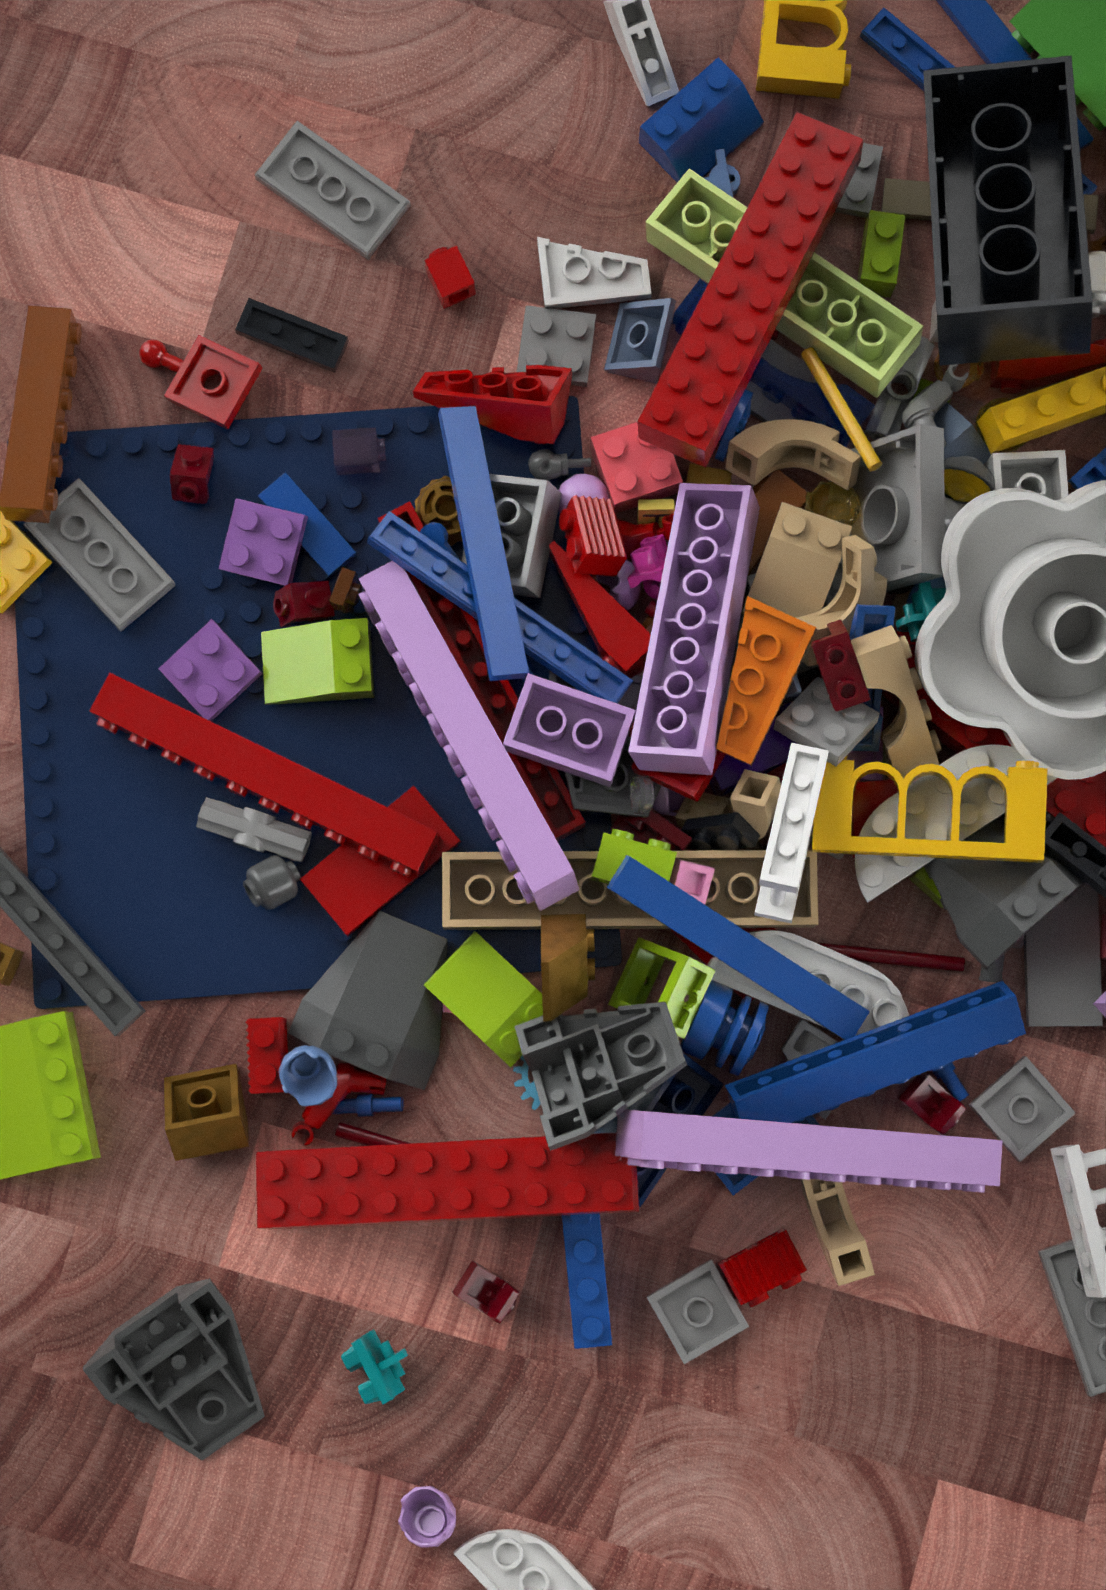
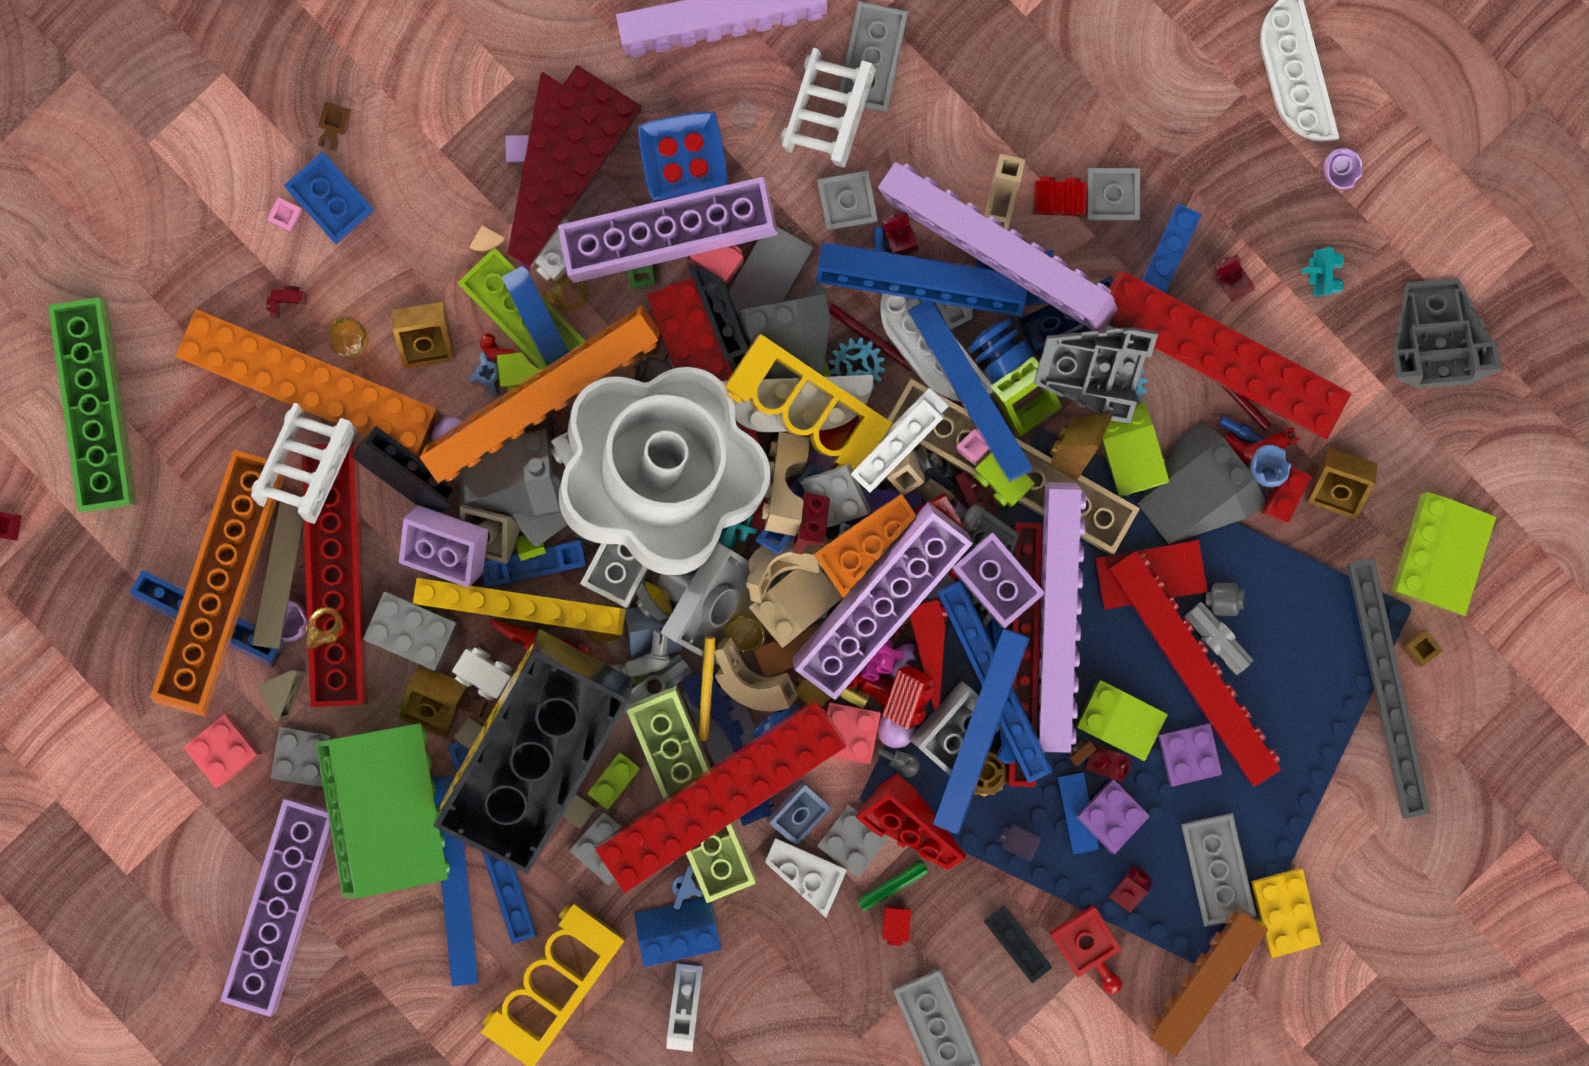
camera: 145 degrees left, 5 degrees up
(479, 320) = (892, 886): none -> green axle
(888, 926) = (865, 351): none -> medium azure gear

